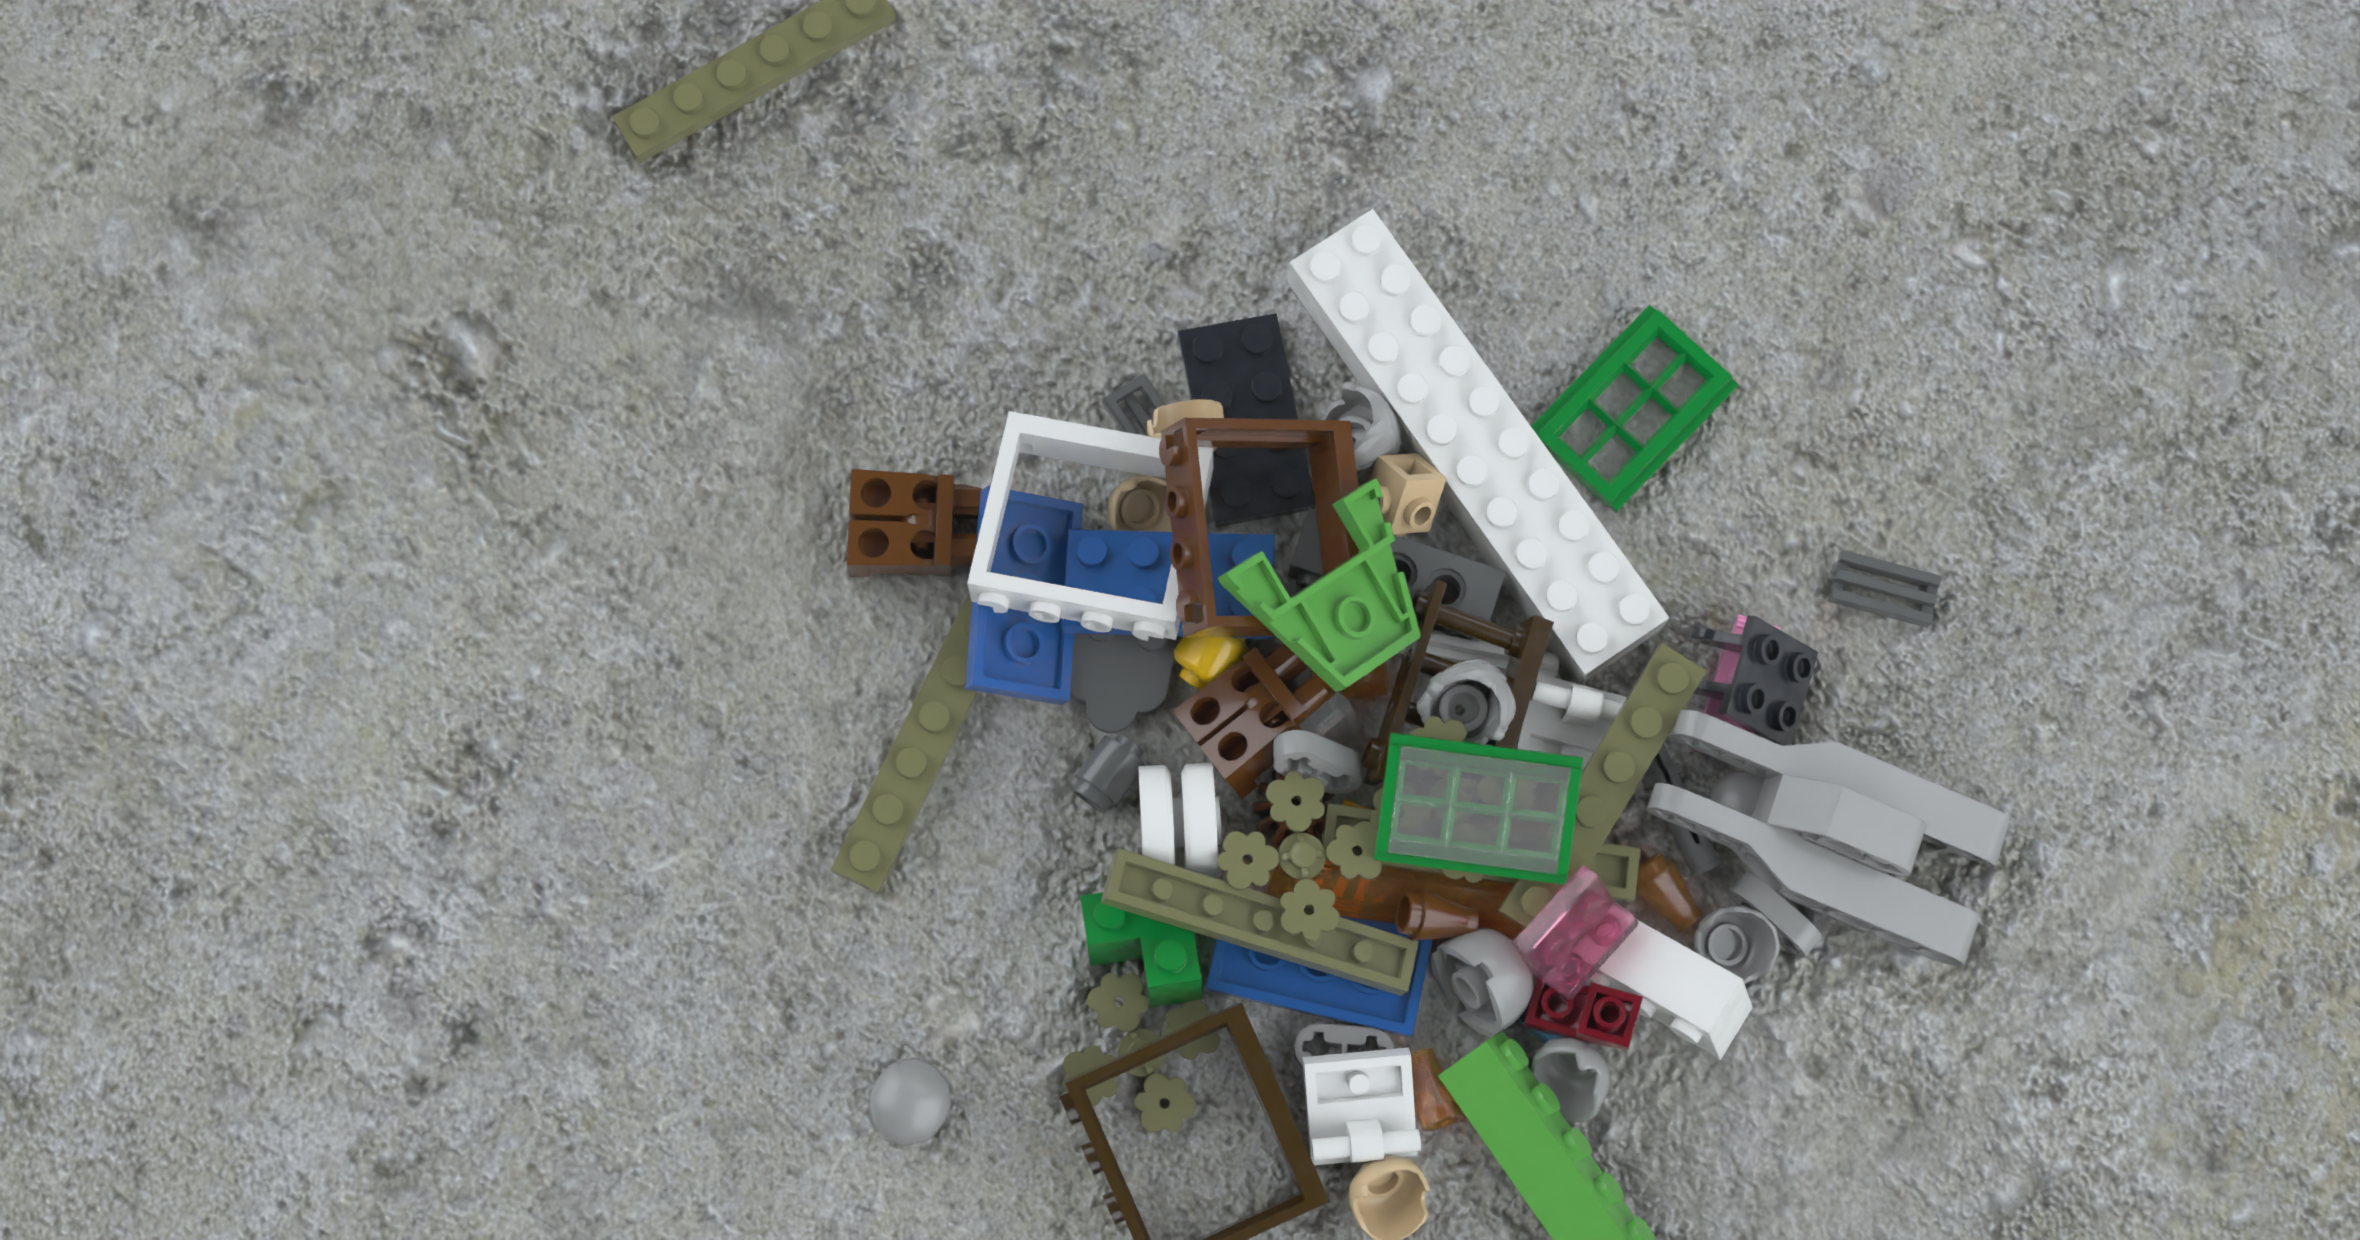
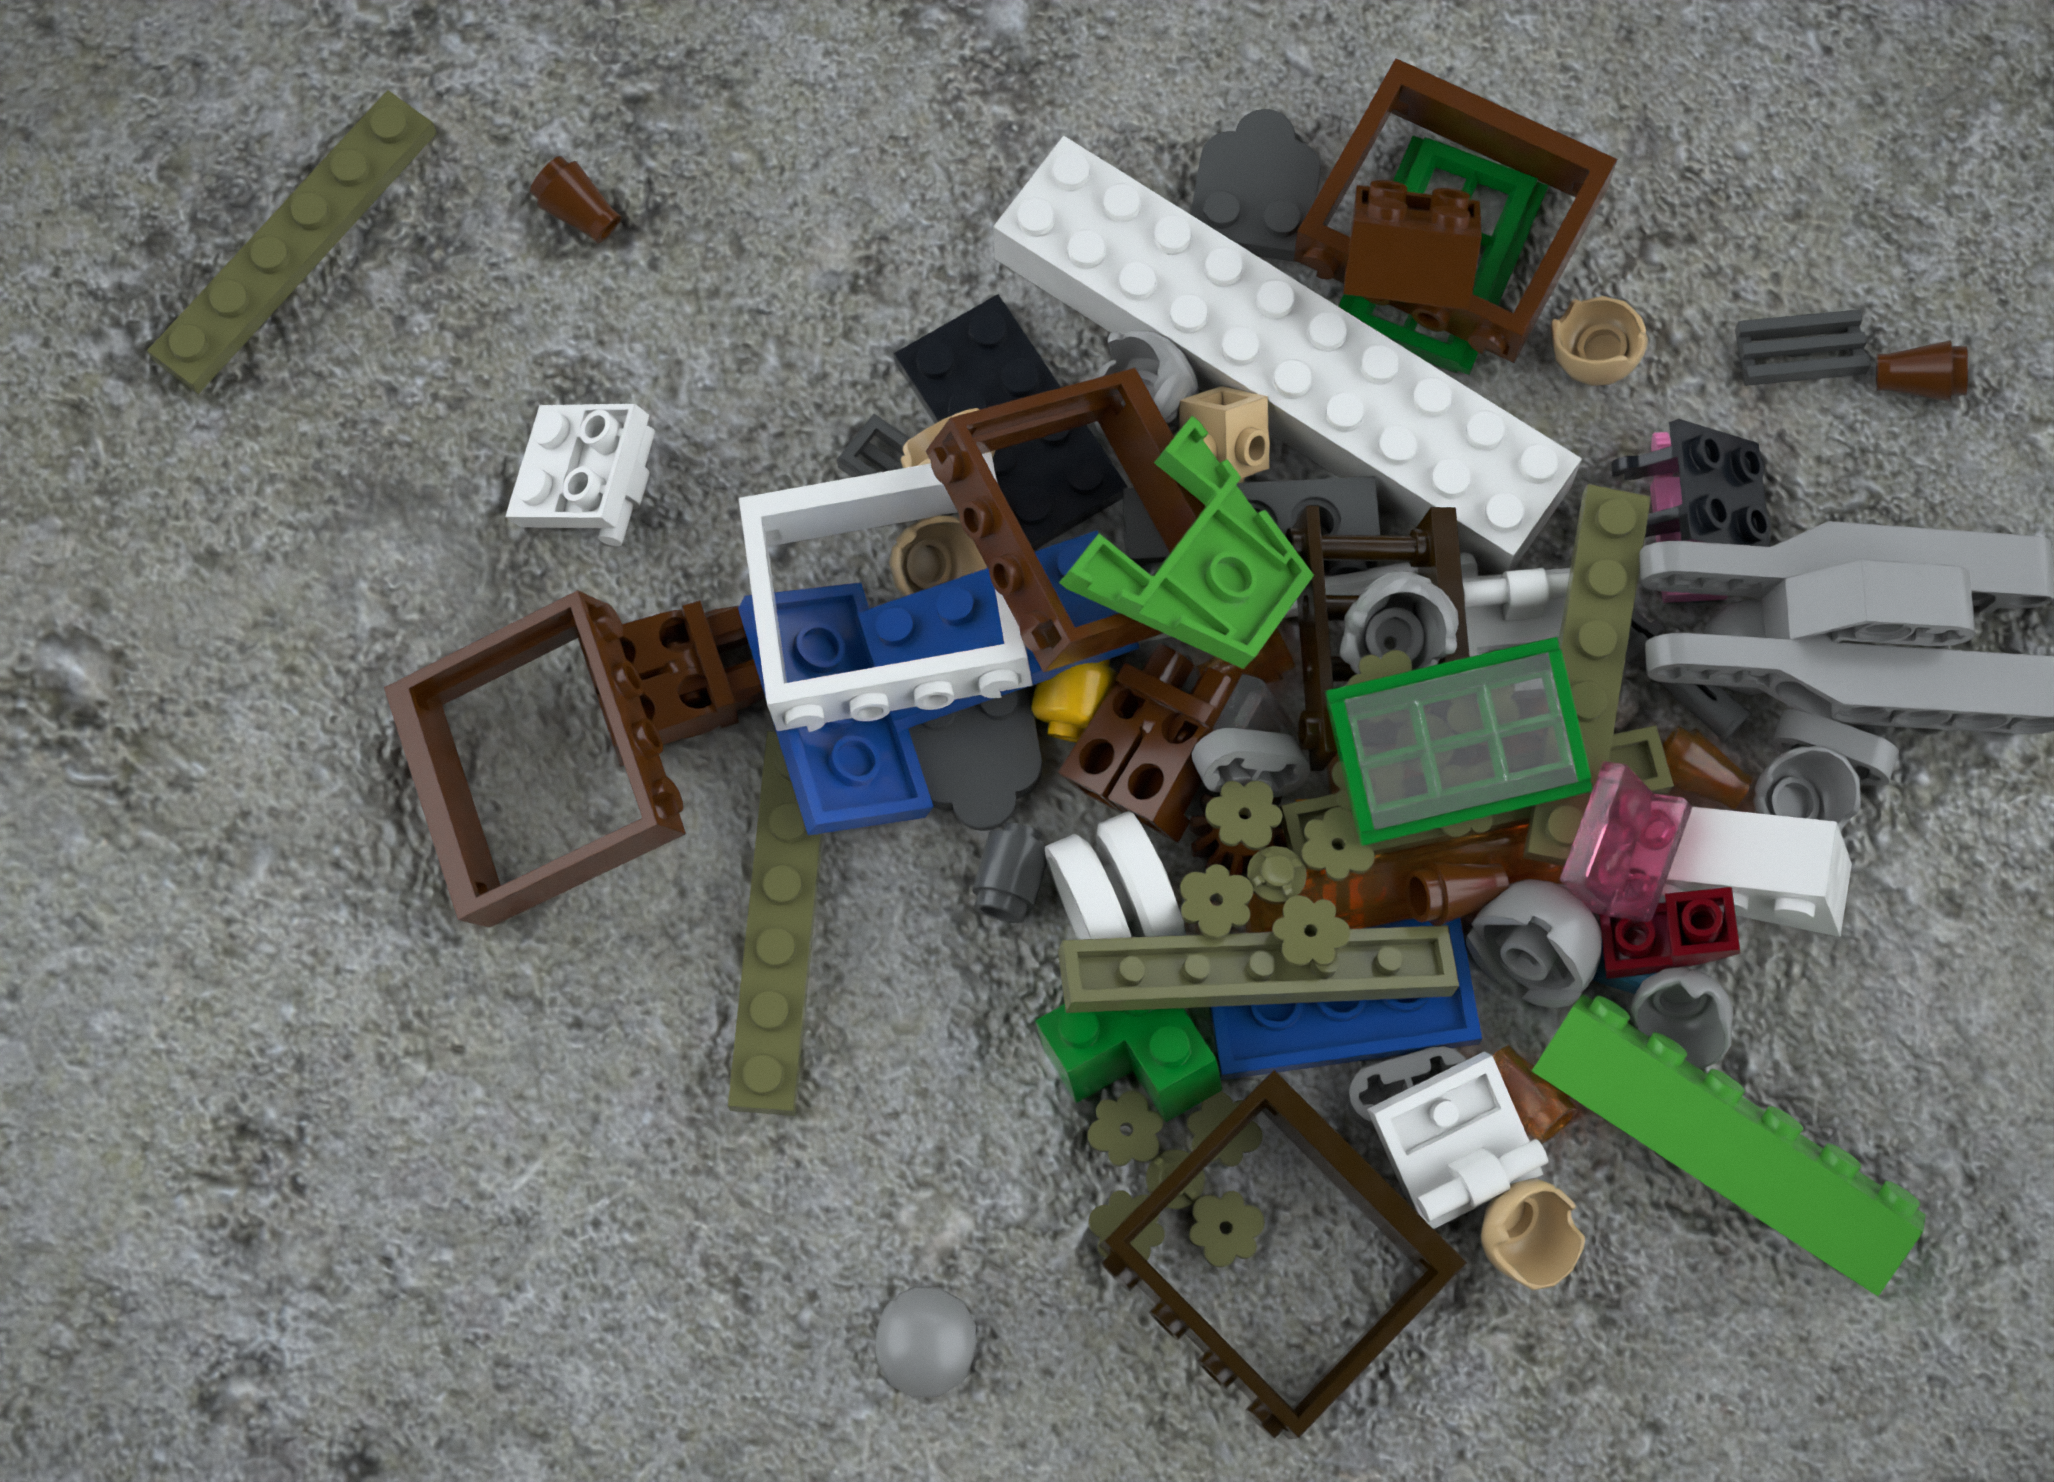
camera: 15 degrees left, 5 degrees down
(711, 539) = (442, 783): none -> reddish brown window
(906, 335) = (583, 469): none -> white plate
(980, 115) = (573, 198): none -> reddish brown cone
(1511, 302) = (1257, 184): none -> dark grey plate
(1603, 402) = (1413, 245): none -> reddish brown slope
(1712, 331) = (1494, 134): none -> reddish brown window
(1725, 525) = (1599, 340): none -> tan hair
(1972, 645) = (1925, 371): none -> reddish brown cone

